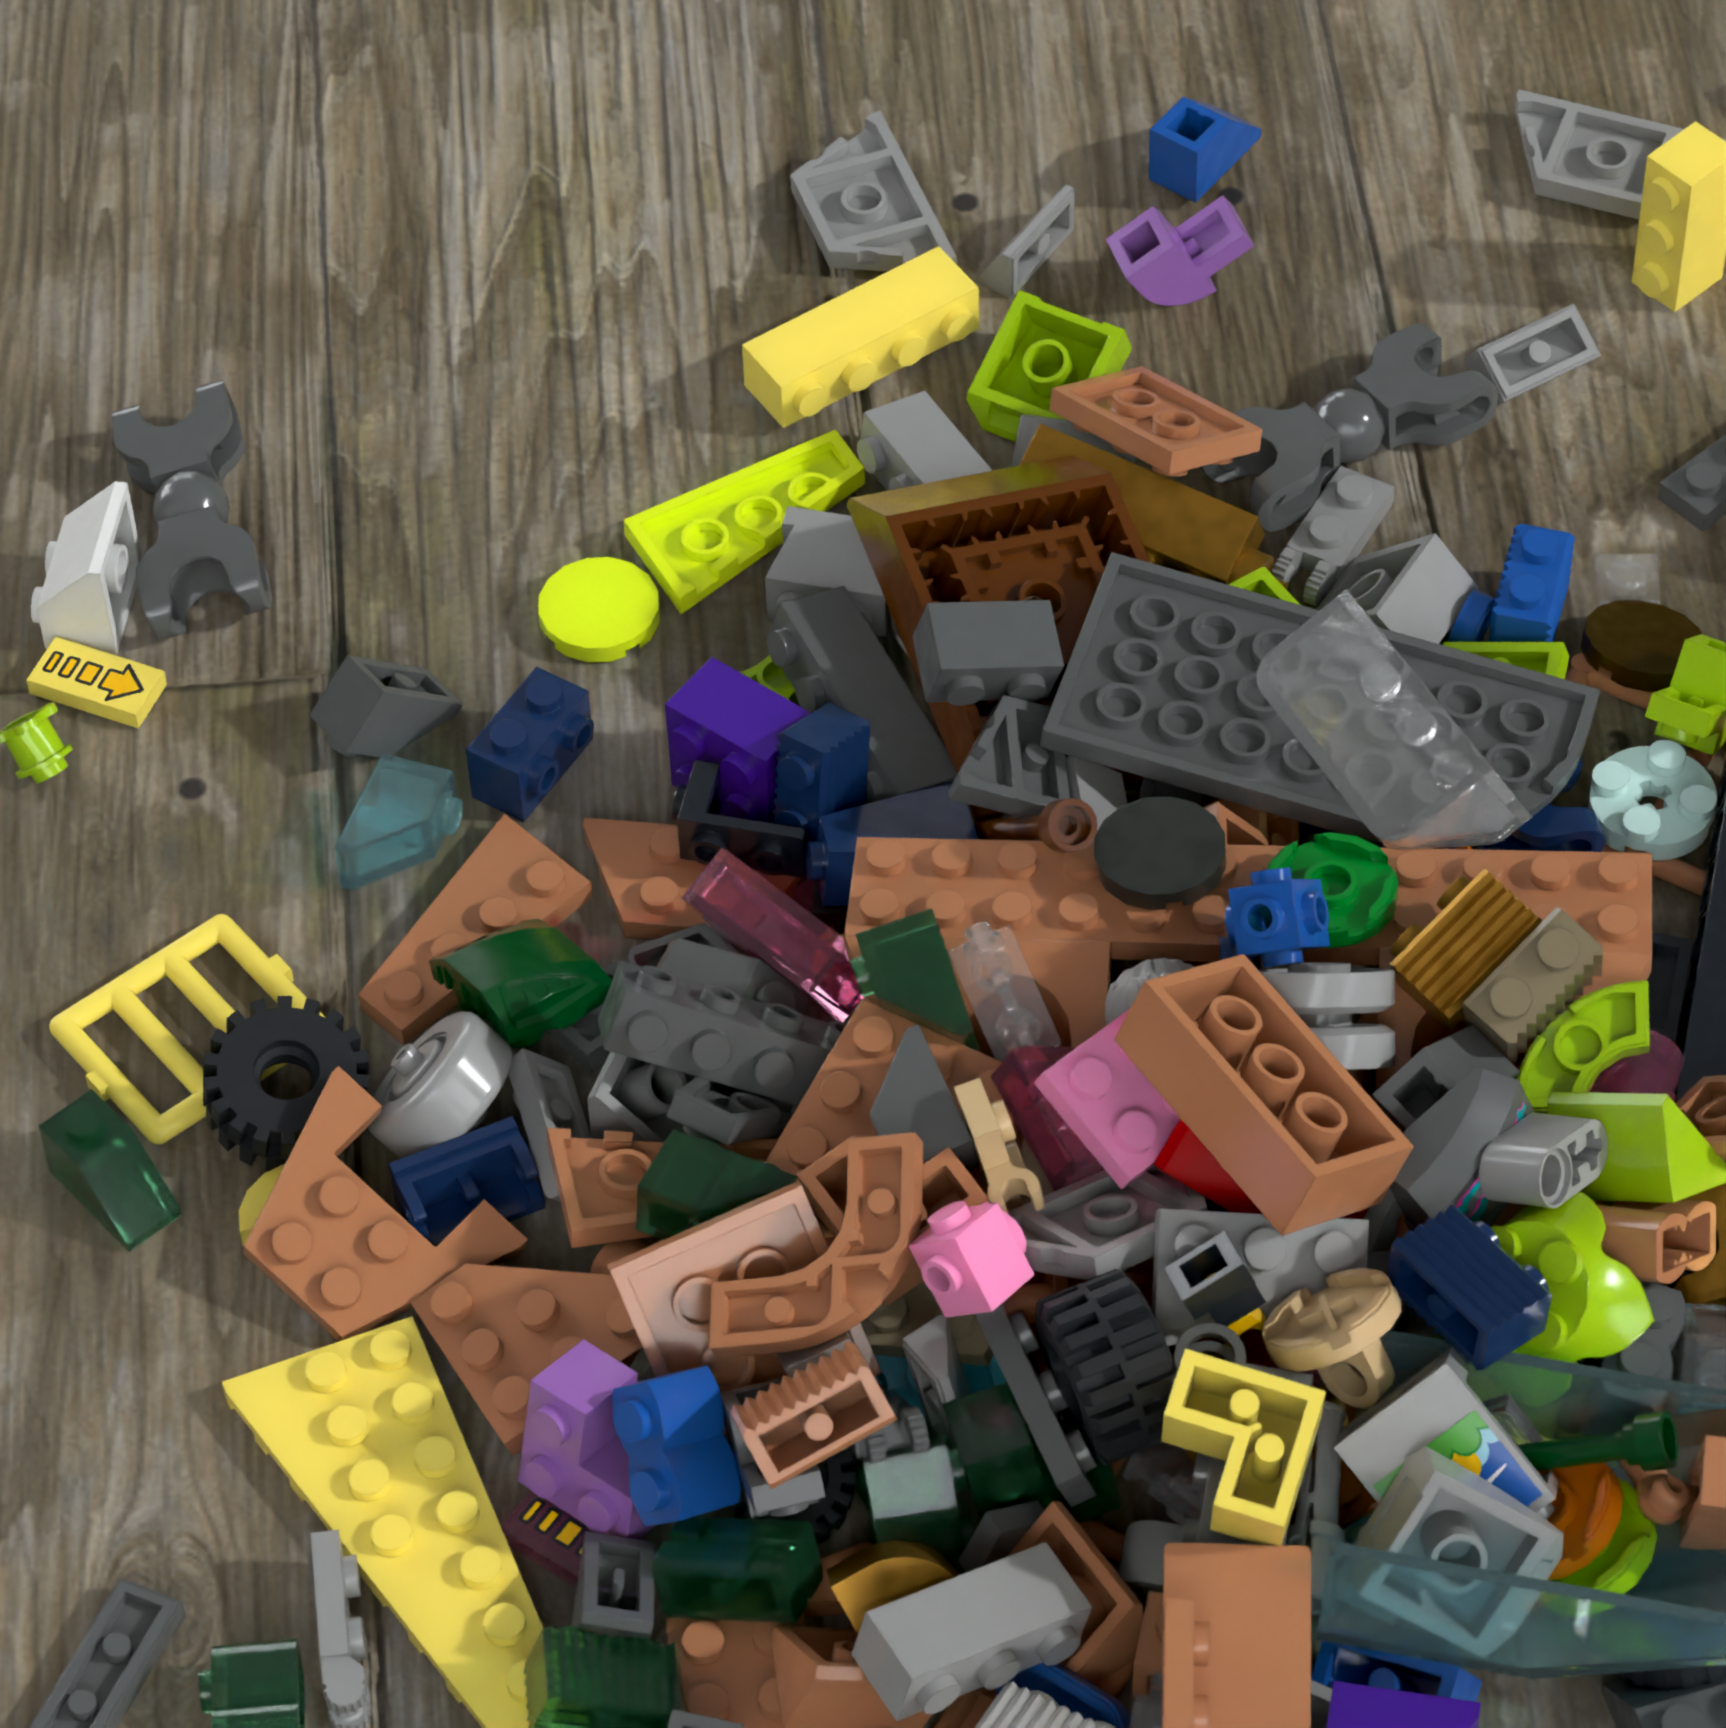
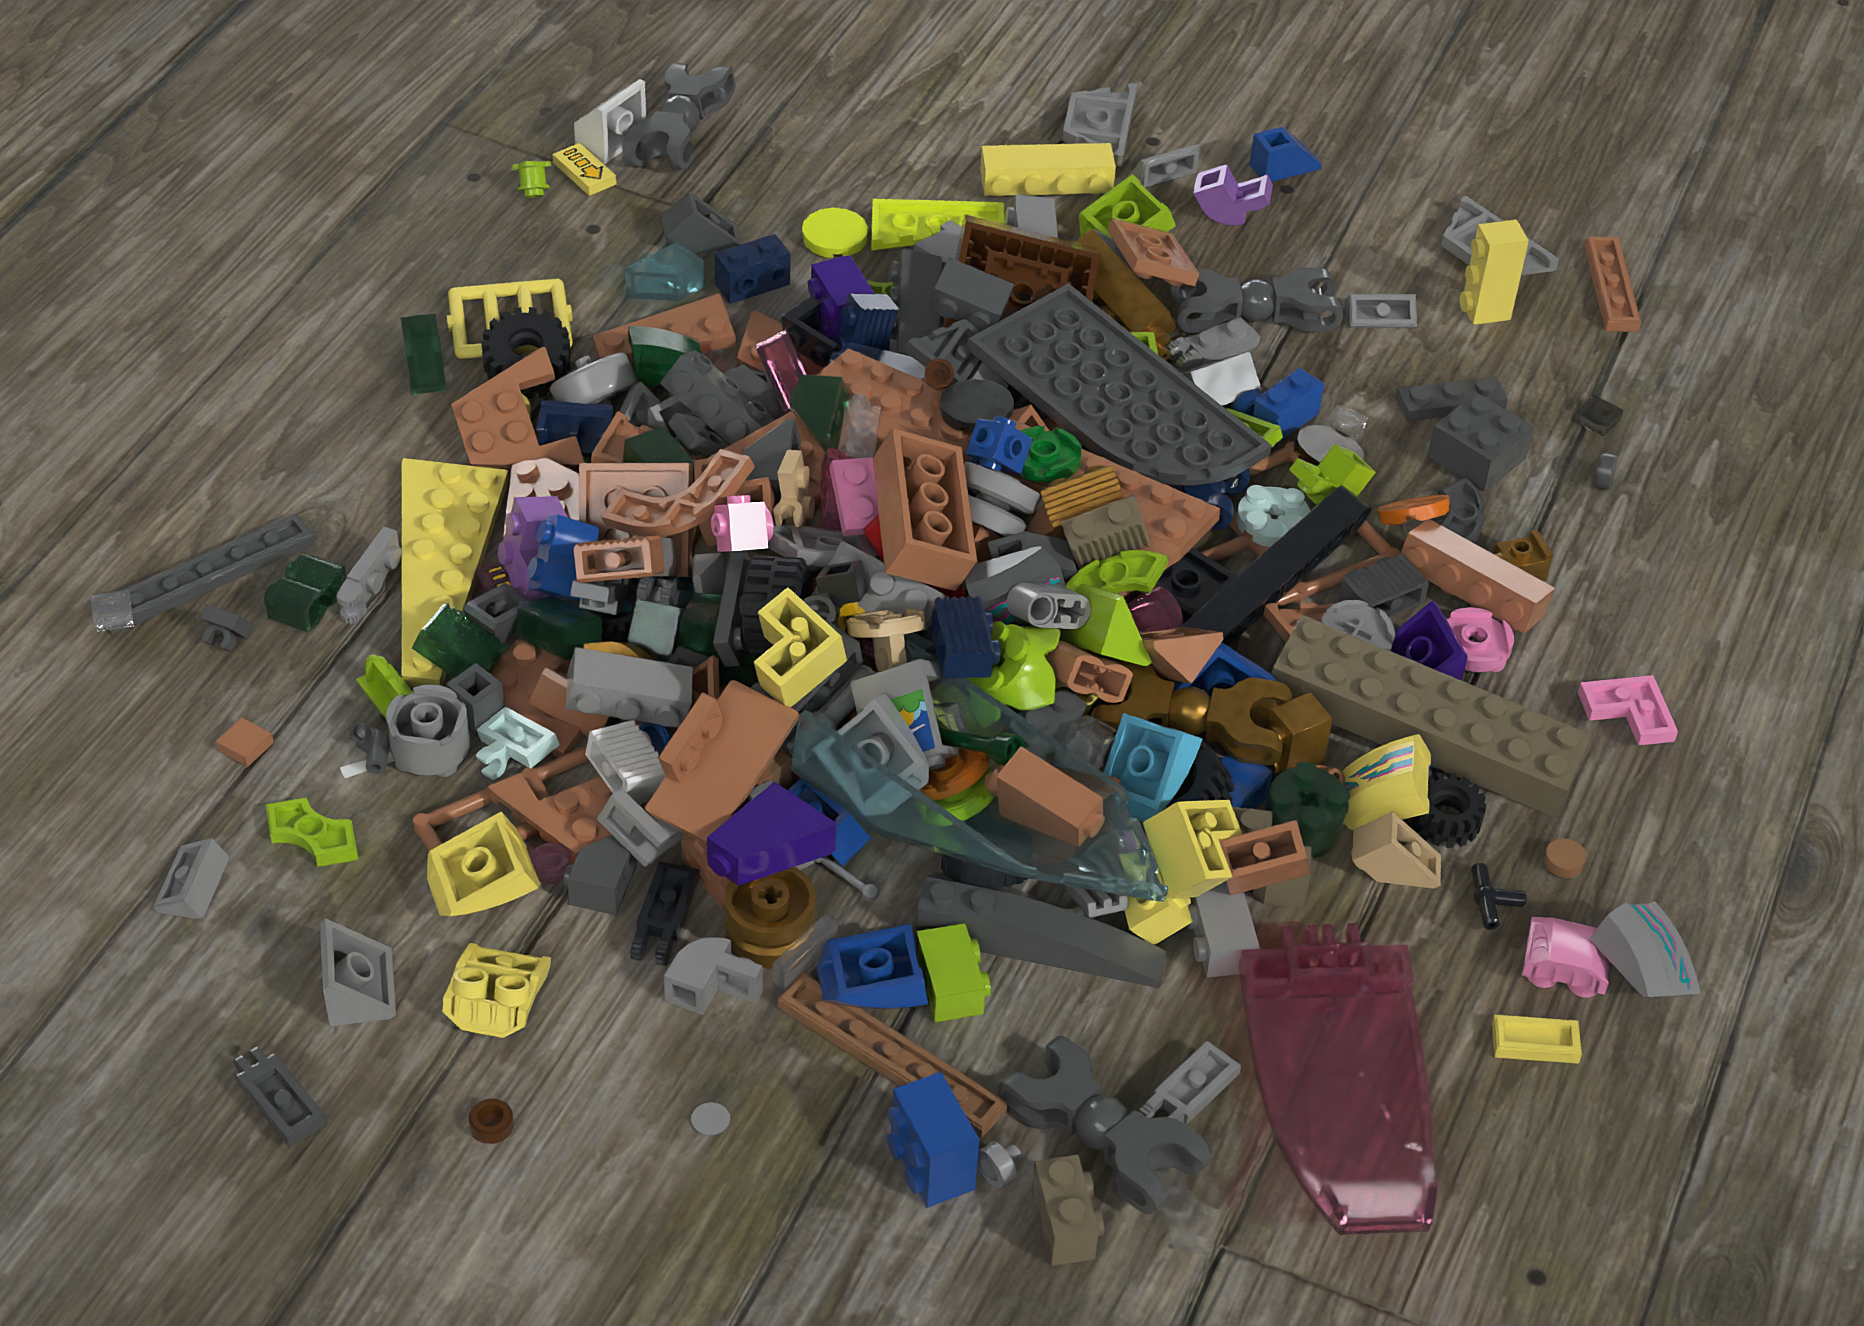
camera: 25 degrees right, 5 degrees down
(1384, 735) = (1128, 402): clear windscreen -> none

